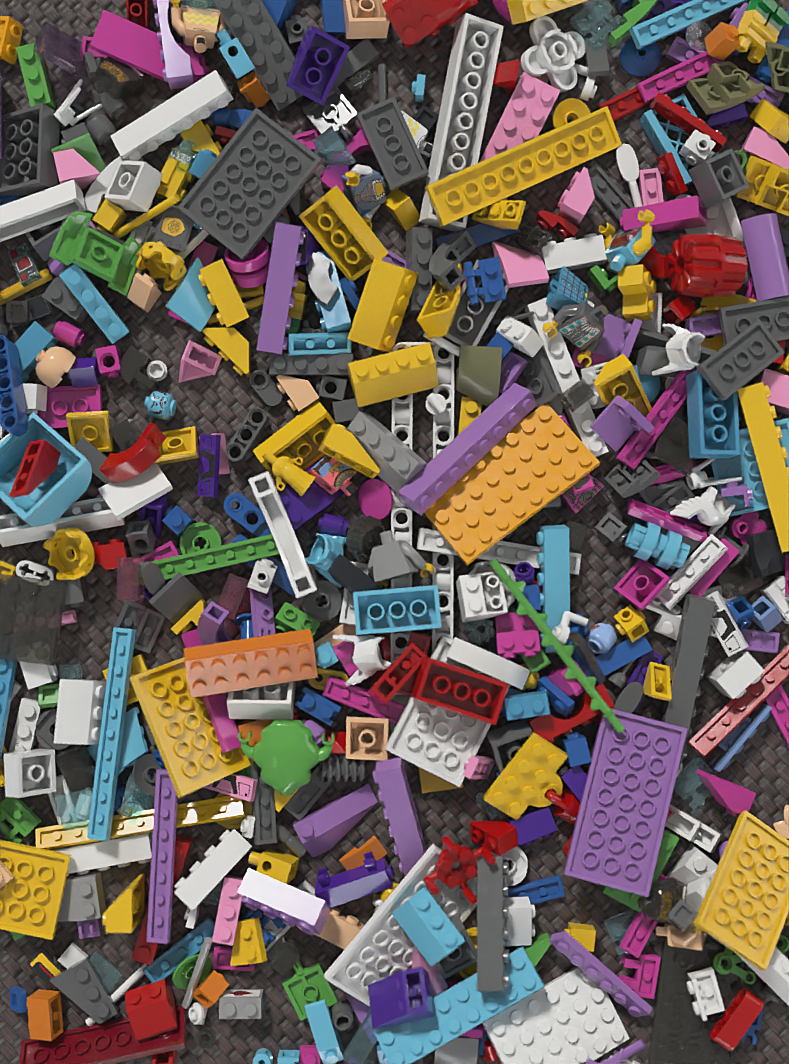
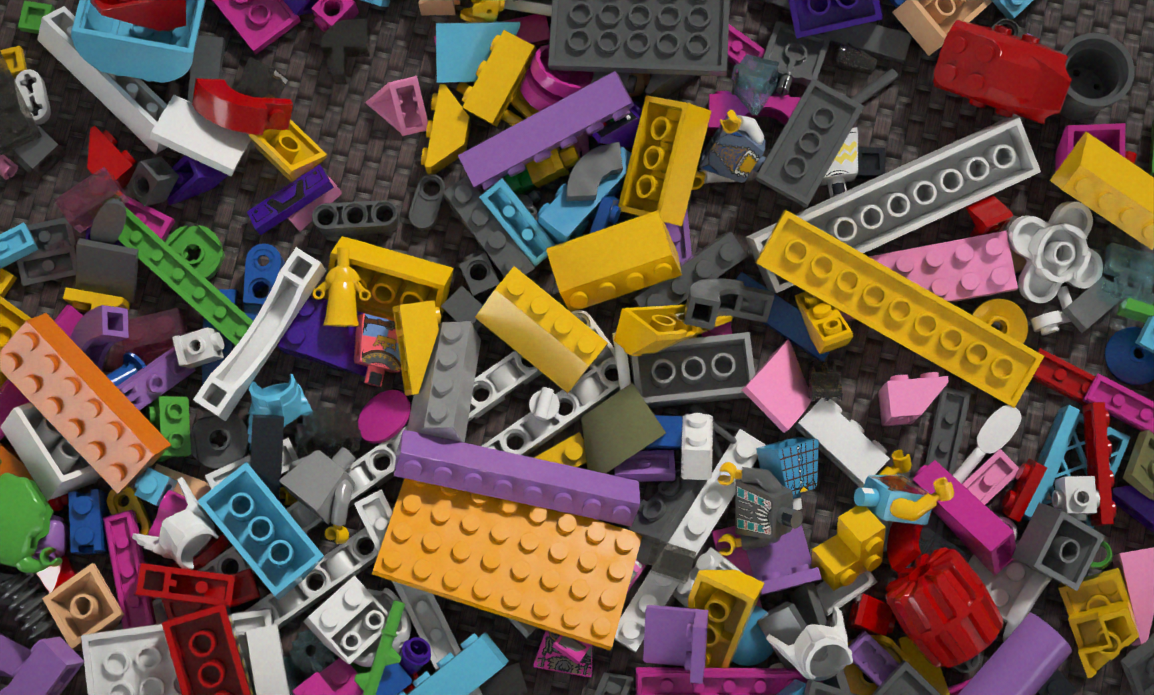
camera: 55 degrees right, 10 degrees down
(61, 555) = (77, 115): yellow plate -> none
(93, 427) = (242, 40): yellow tile -> none
(157, 370) = (361, 69): white plate -> none
(160, 405) = (322, 99): medium azure head -> none
(177, 519) = (202, 208): blue brick -> none
(299, 390) = (448, 243): light nougat slope -> none
(333, 525) = (318, 388): dark purple brick -> none
(402, 209) = (747, 209): yellow slope -> none
(418, 88) = (899, 131): medium azure plate -> none
(491, 281) = (735, 364): blue plate -> none
(549, 221) = (862, 390): red slope -> none
(599, 278) = (838, 493): bright green bracket -> none

